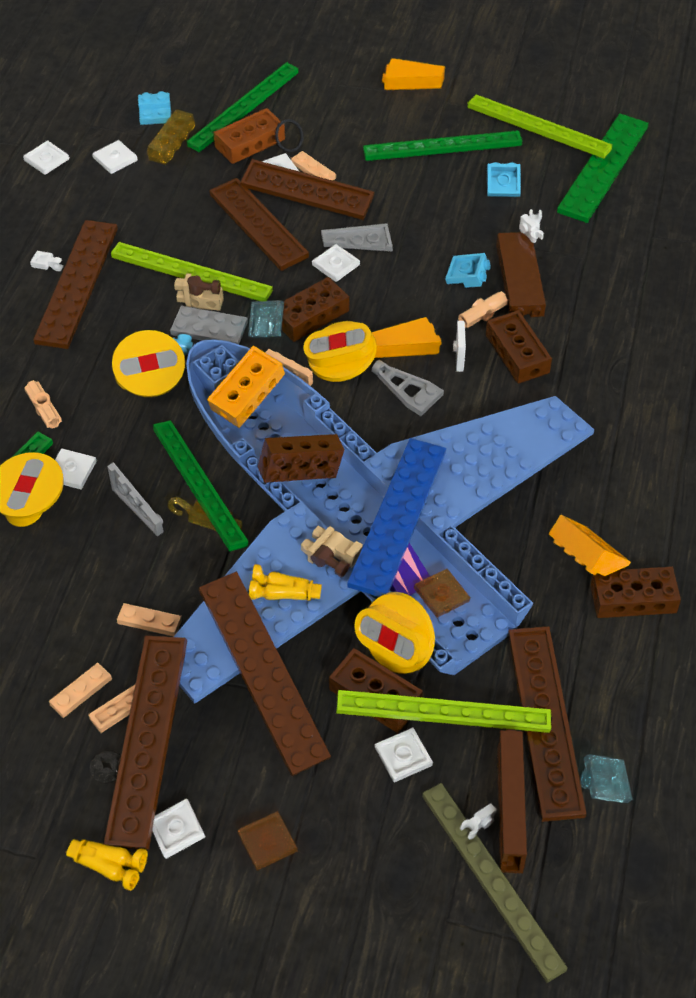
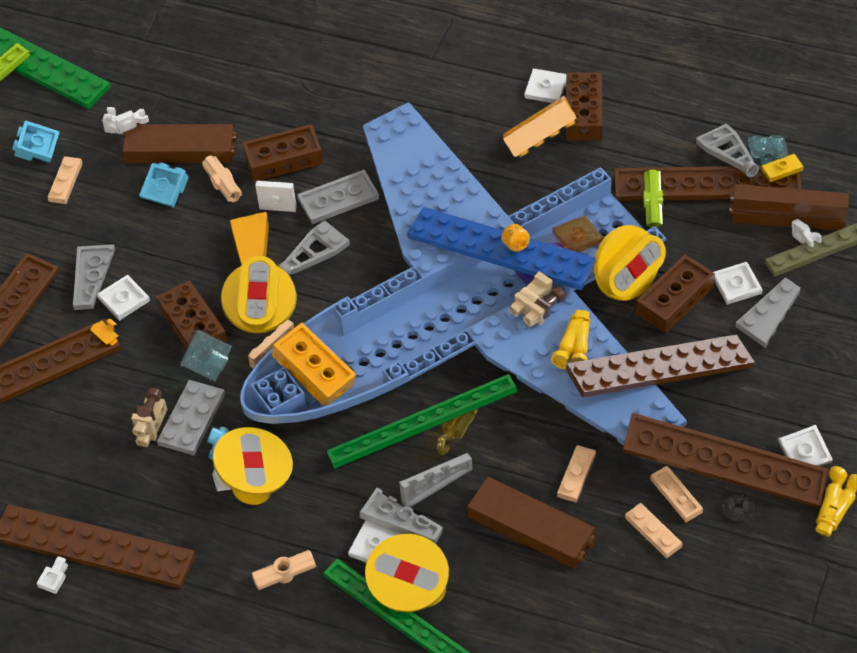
camera: 80 degrees left, 0 degrees up
(87, 584) = (531, 522): none -> reddish brown brick
(94, 481) = (391, 515): none -> light grey wing
(179, 269) = (104, 432): lime plate -> none
(267, 840) = (817, 384): clear orange plate -> none
(291, 253) = (105, 332): none -> light orange piece
(300, 458) = (423, 318): reddish brown brick -> none
(363, 787) = (765, 316): none -> light grey wing
(397, 516) = (515, 237): none -> light orange head
(443, 711) = (708, 241): lime plate -> none
(467, 208) = (65, 180): none -> light nougat plate
(472, 393) = (338, 196): none -> light grey plate
(505, 662) = (653, 198): none -> lime piece
(575, 793) = (782, 168): none -> yellow plate
(611, 723) = (722, 135): none -> light grey plate
(663, 554) = (545, 86): none -> white plate

